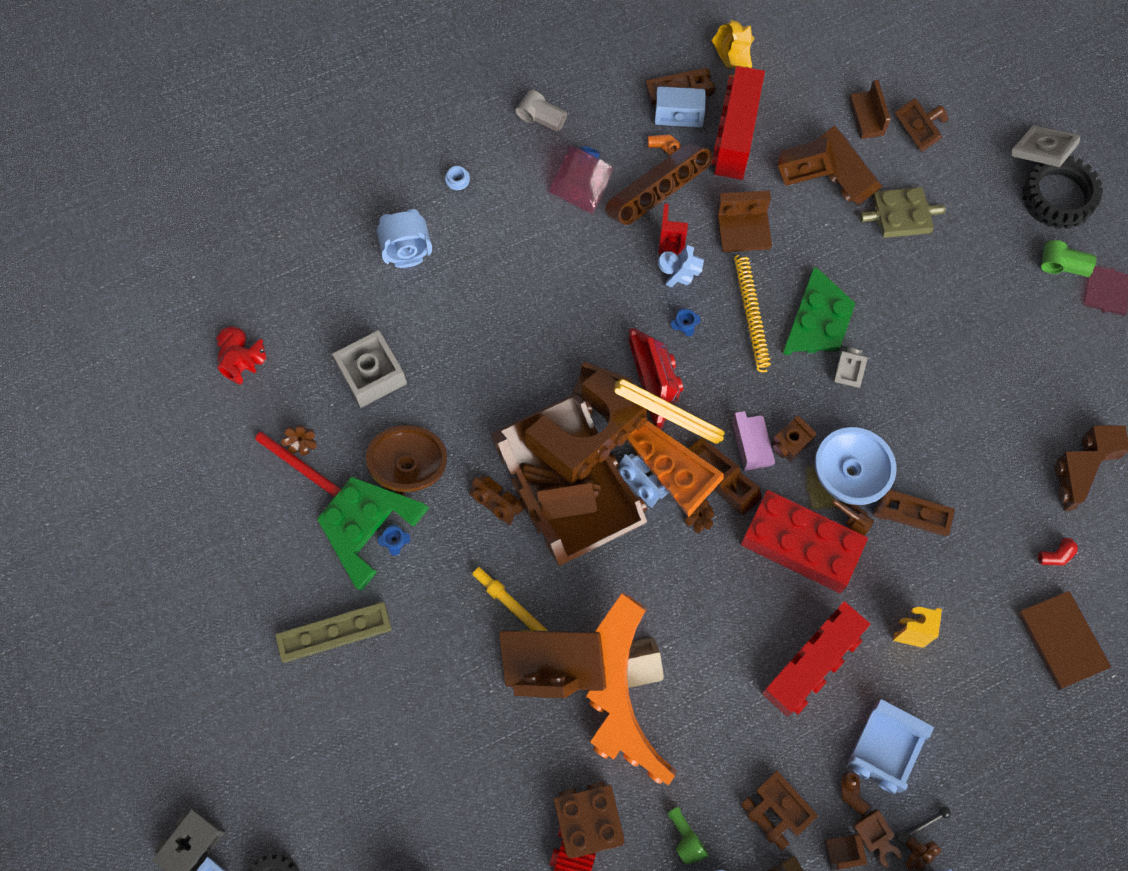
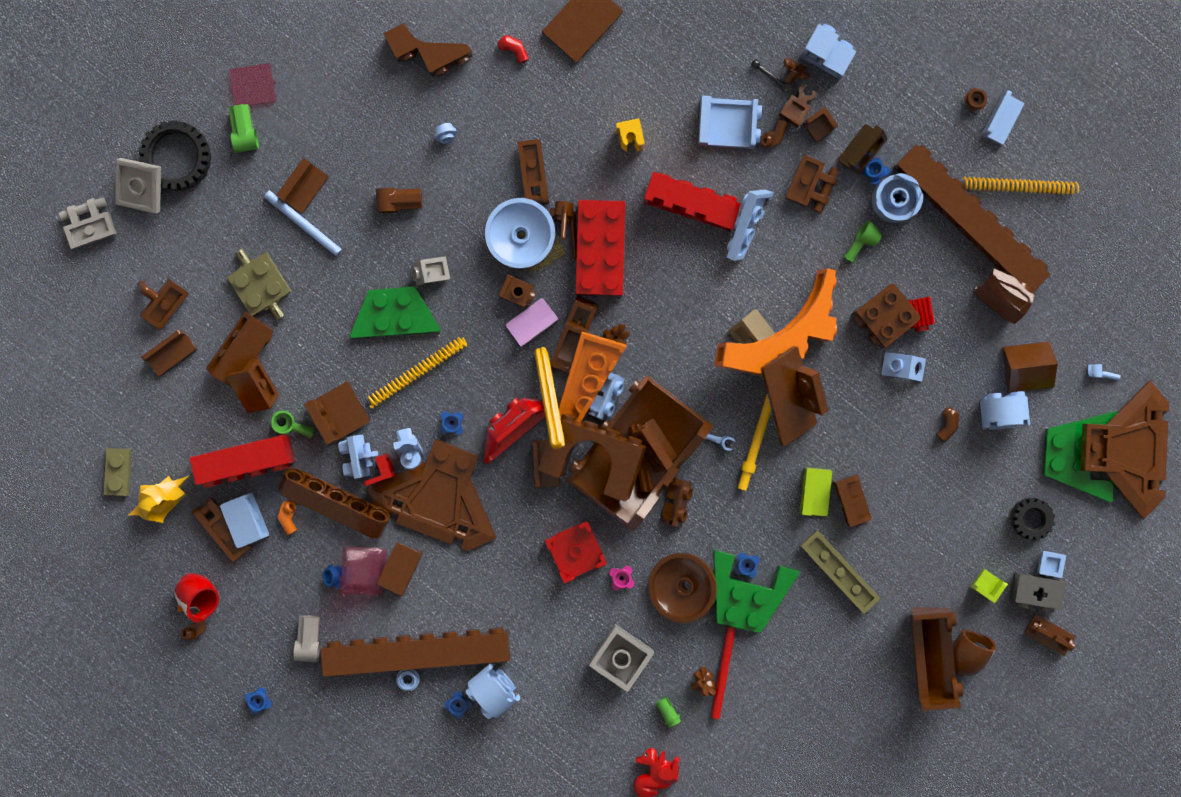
camera: 115 degrees left, 20 degrees up
(133, 837) = (1050, 635): none -> reddish brown hinge
(167, 720) = (968, 656): none -> reddish brown piece
(180, 682) = (935, 658): none -> reddish brown windscreen
(227, 790) = (988, 585): none -> lime panel
(290, 392) = (667, 711): none -> bright green pin
(402, 683) = (852, 500): none -> reddish brown hinge
(408, 203) = (457, 711): none -> blue plate
(429, 839) = (951, 424): none -> reddish brown arm
(432, 648) = (815, 492): none -> lime panel
(445, 403) = (626, 573): none -> dark pink plate
(477, 195) = (415, 653): none -> reddish brown brick
(498, 377) = (575, 551): none -> red panel
(507, 46) = (260, 694): none -> blue plate
(522, 814) = (903, 366): none -> light blue bracket
(539, 572) = (719, 440): none -> light blue hand
(565, 213) = (400, 568): none -> reddish brown panel
(599, 31) = (194, 630): none -> reddish brown arm
(617, 279) = (438, 497): none -> reddish brown plate
(635, 36) = (196, 592): none -> red piece
(699, 224) = (359, 454): none -> light blue hips
(755, 166) = (289, 424): none -> bright green bar
(775, 29) = (117, 471): none -> olive plate
(775, 719) = (750, 215): none -> light blue wing
(939, 364) = (393, 199): none -> reddish brown piece
(947, 275) = (301, 222): none -> light blue bar
(989, 289) = (302, 185): none -> reddish brown panel
(991, 443) = (445, 133): none -> light blue plate
(1016, 96) = (88, 230): none -> light grey plate

